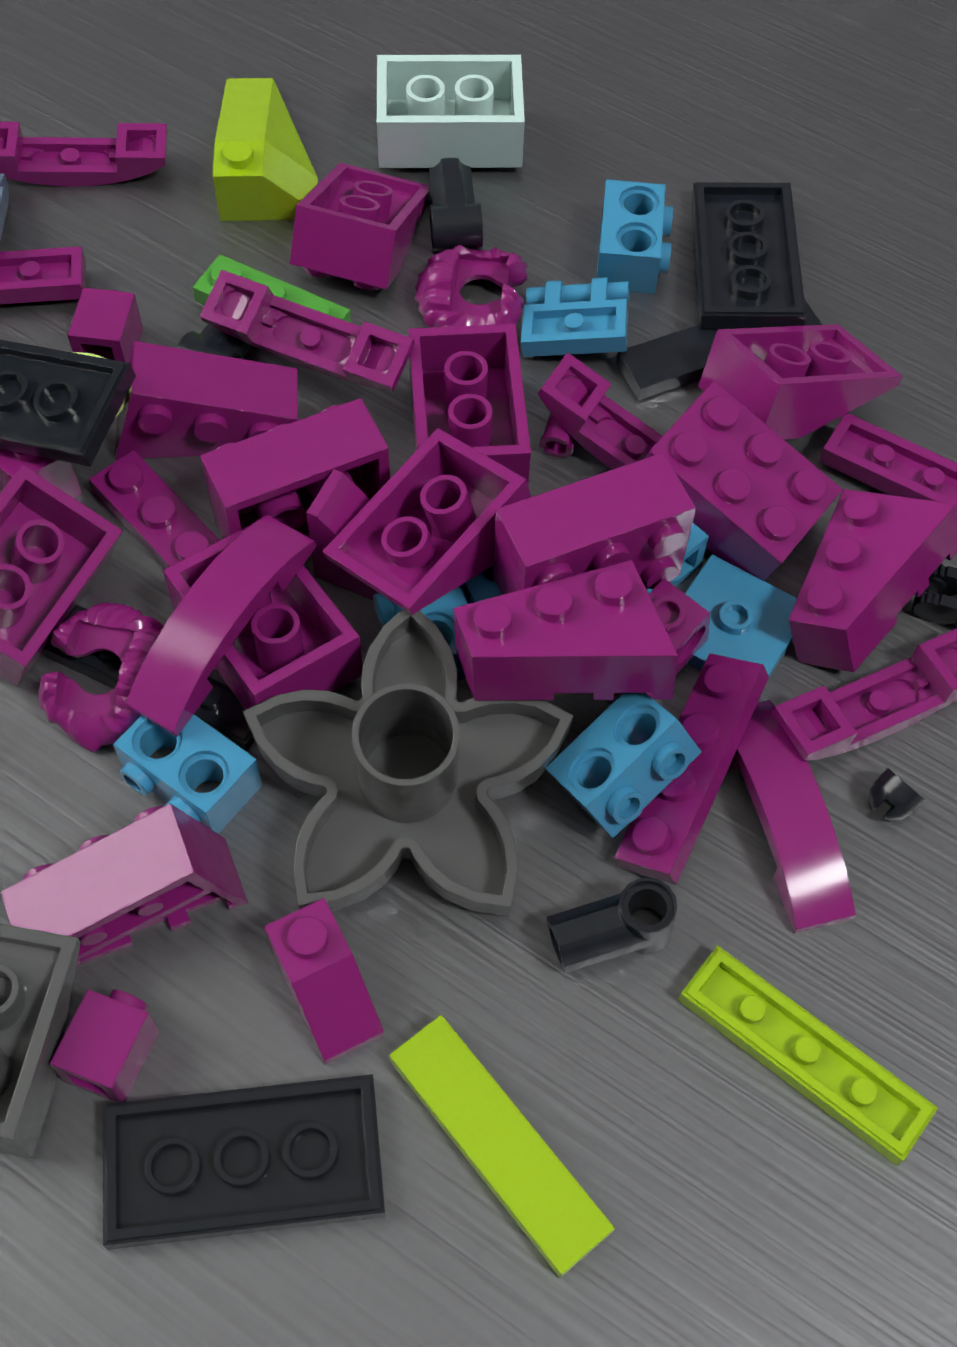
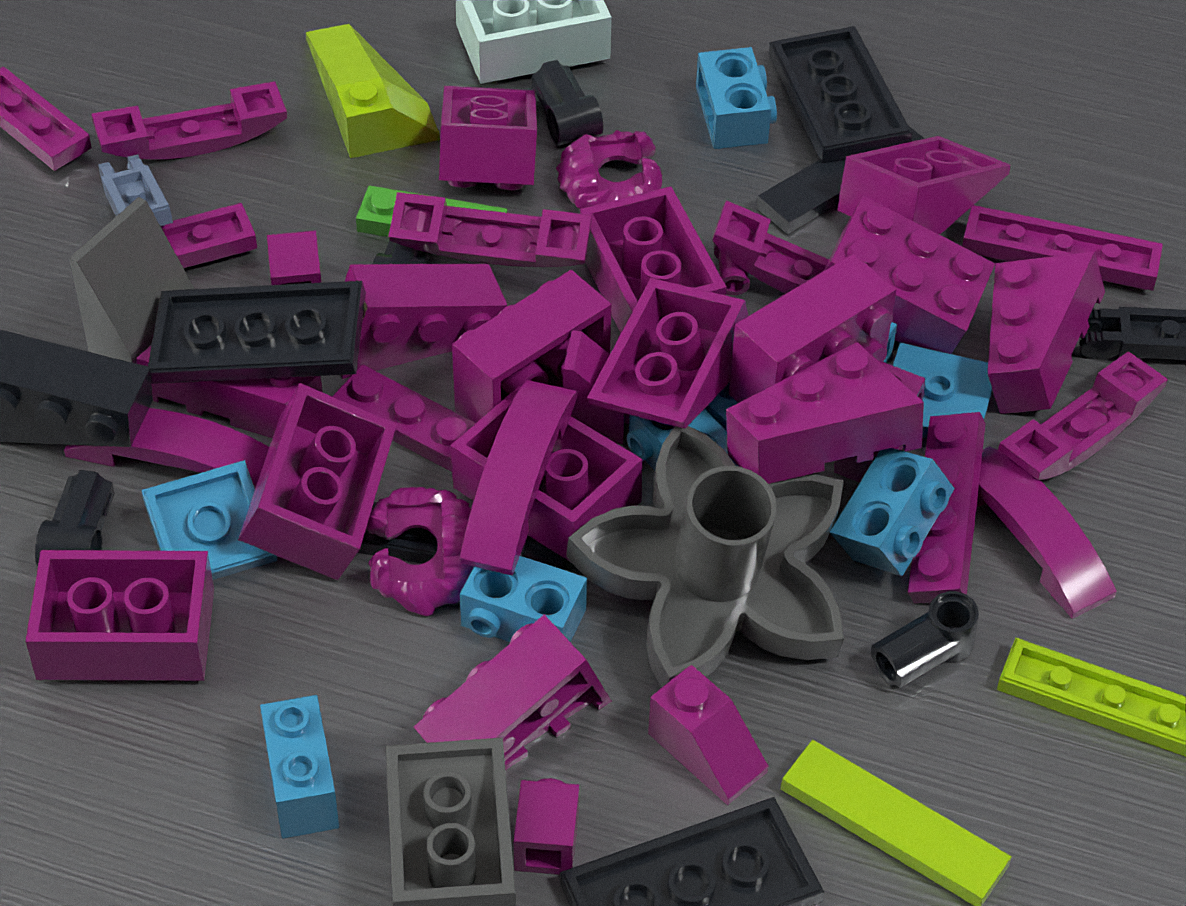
camera: 15 degrees left, 10 degrees down
(575, 318) = (713, 174): dark azure plate -> none
(897, 792) = (1119, 492): black hinge -> none

